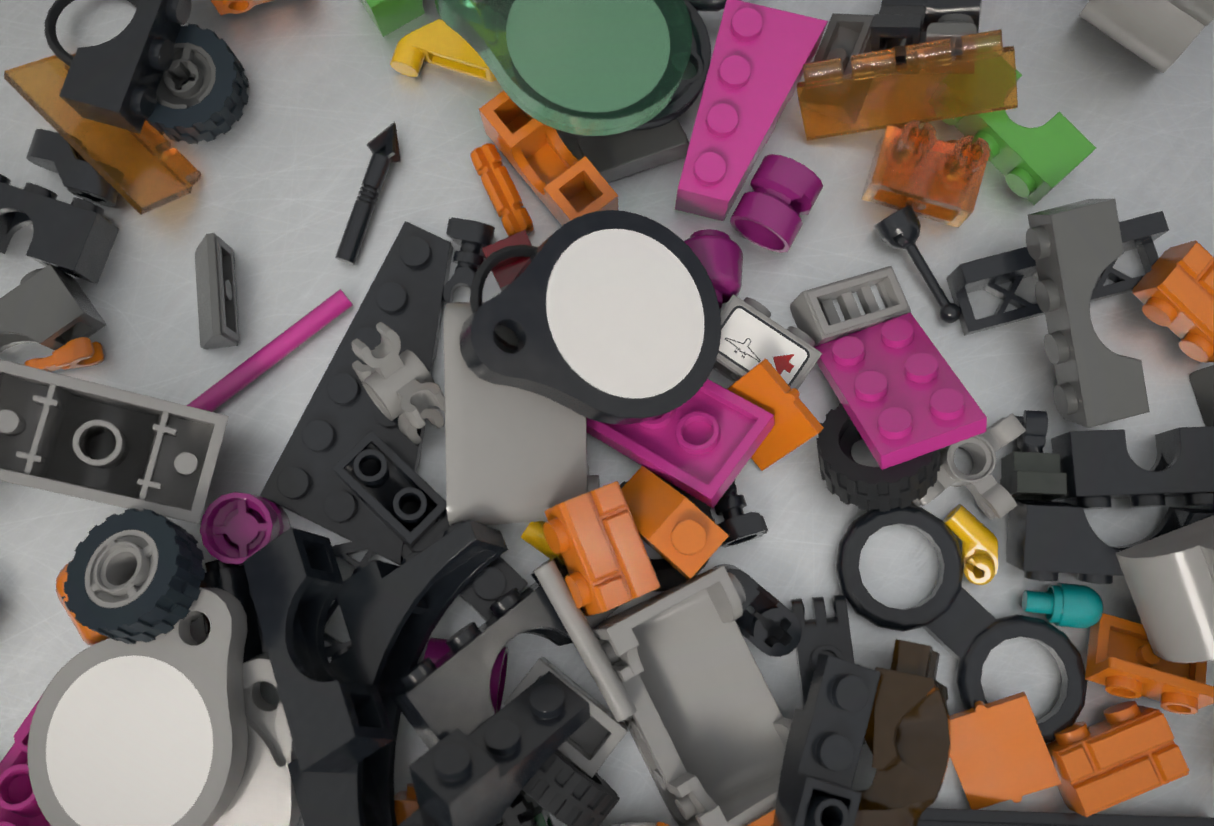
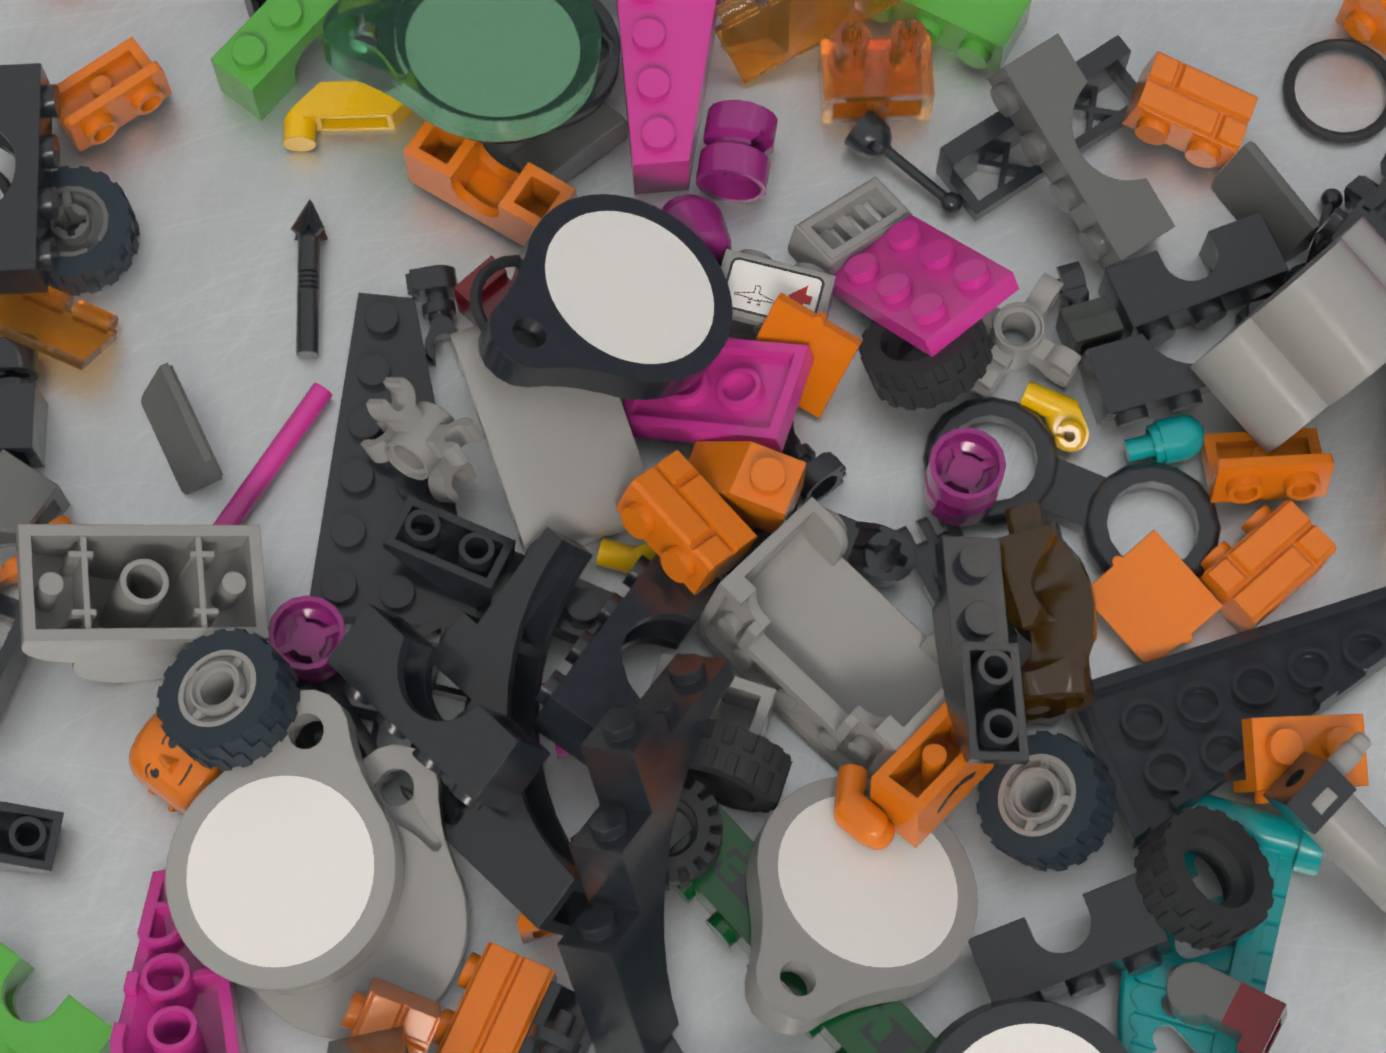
camera: 25 degrees left, 10 degrees down
(501, 189) = (446, 229): orange axle -> none
(585, 641) = (702, 614): light grey bar -> none
(871, 587) = (973, 467): none -> magenta wheel

